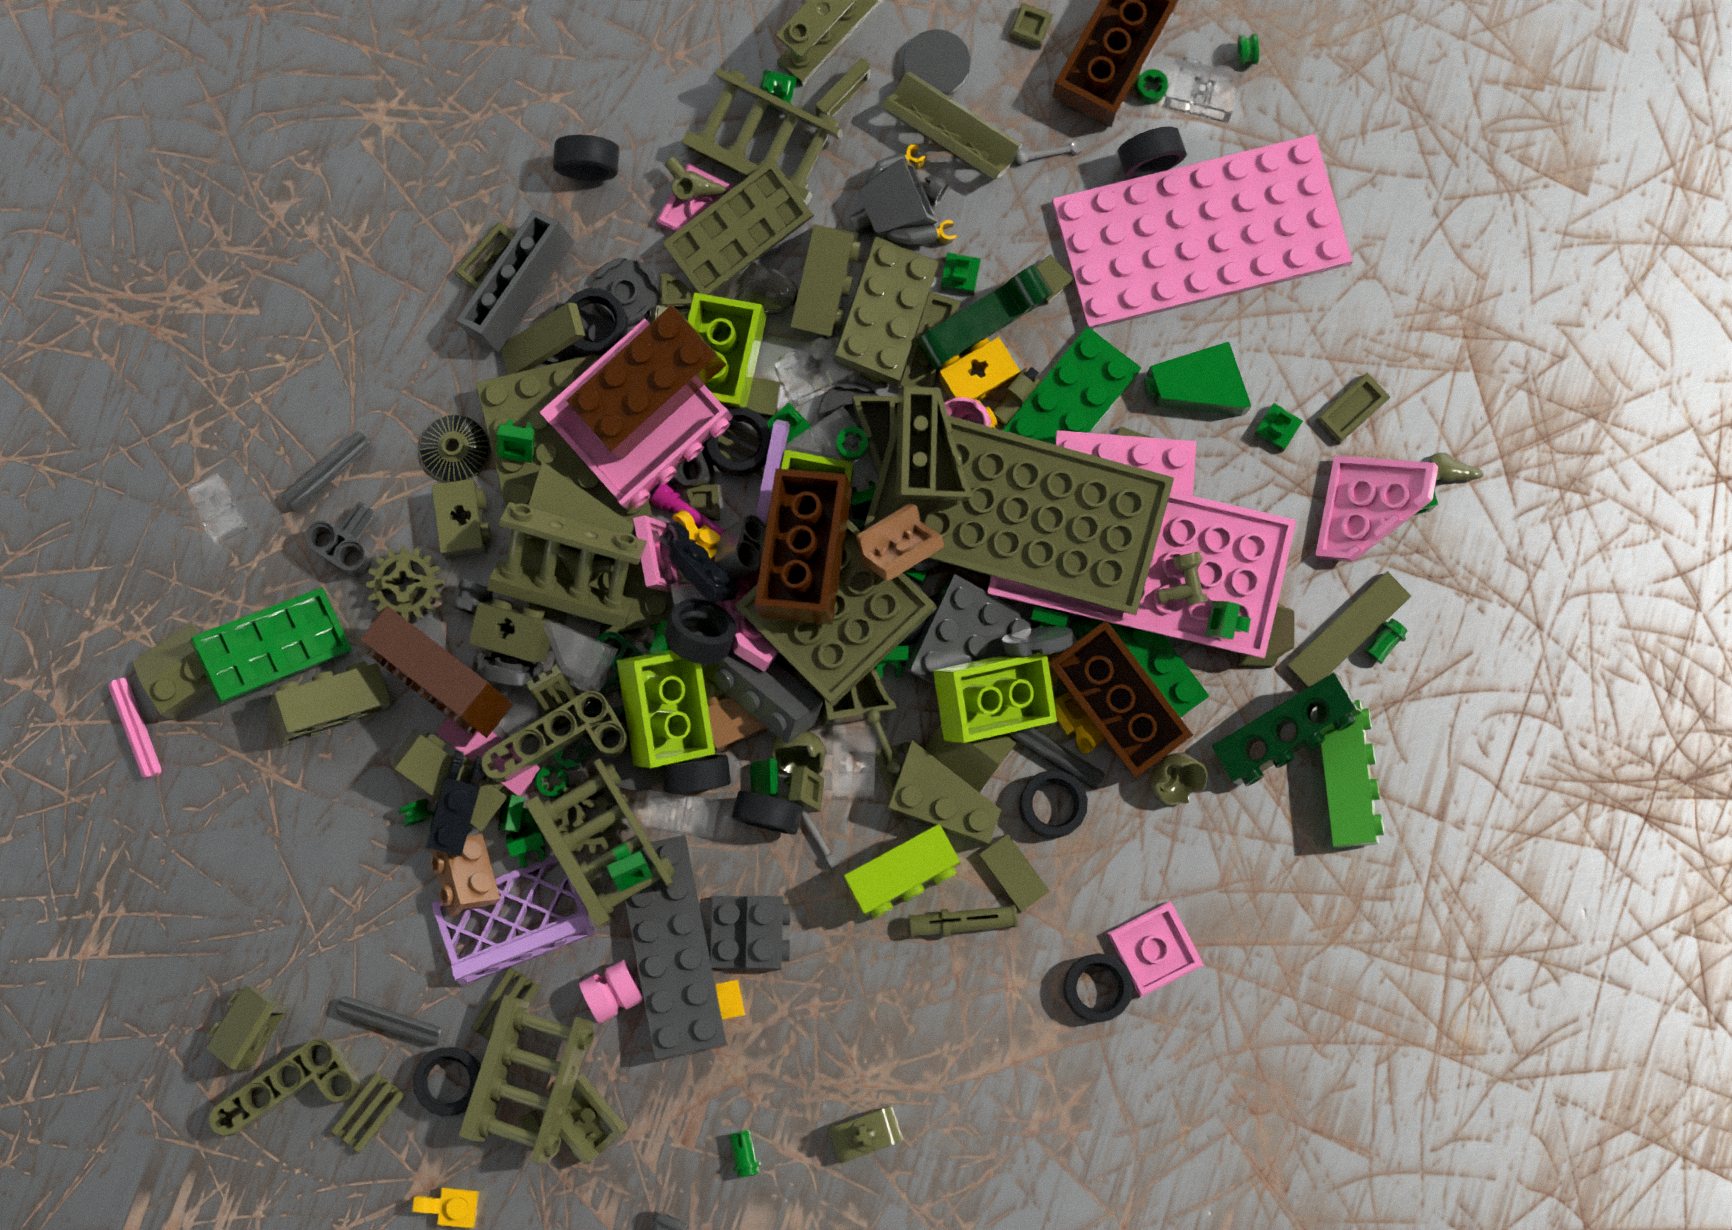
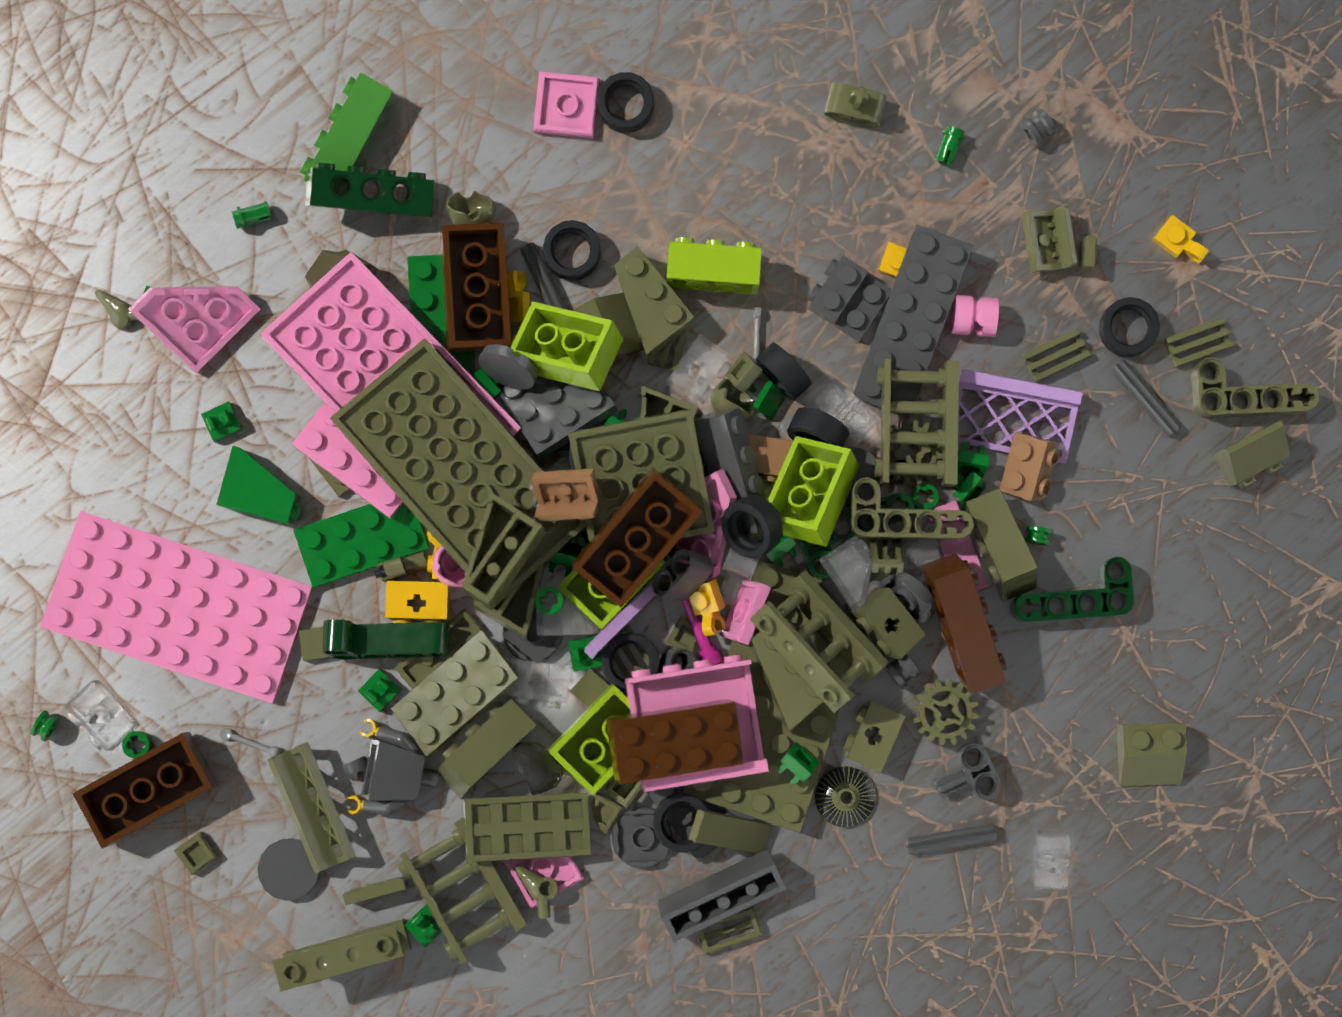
camera: 145 degrees left, 5 degrees up
(134, 728) = (1208, 731): bright pink axle -> none
(270, 645) = (1073, 724): green plate -> none
(327, 701) = (1055, 657): olive wedge -> none
(345, 773) = (1071, 599): none -> dark green beam
(454, 807) = (1009, 514): black hinge -> none
(492, 1086) = (1100, 299): olive fence -> none
(586, 157) = (607, 959): black tyre -> none
(629, 868) = (911, 386): green tile -> none
(697, 565) = (722, 579): black hinge -> none
(893, 764) = (669, 350): olive hinge -> none
(962, 921) = (723, 225): olive pin -> none
(1014, 873) = (631, 220): olive tile -> none
(1152, 152) = (174, 687): black tyre -> none
(1192, 589) = (361, 352): olive piece -> none
(1225, 621) = (362, 292): green tile -> none
(1349, 630) = (274, 240): olive tile -> none
(1352, 408) = (157, 401): olive tile -> none

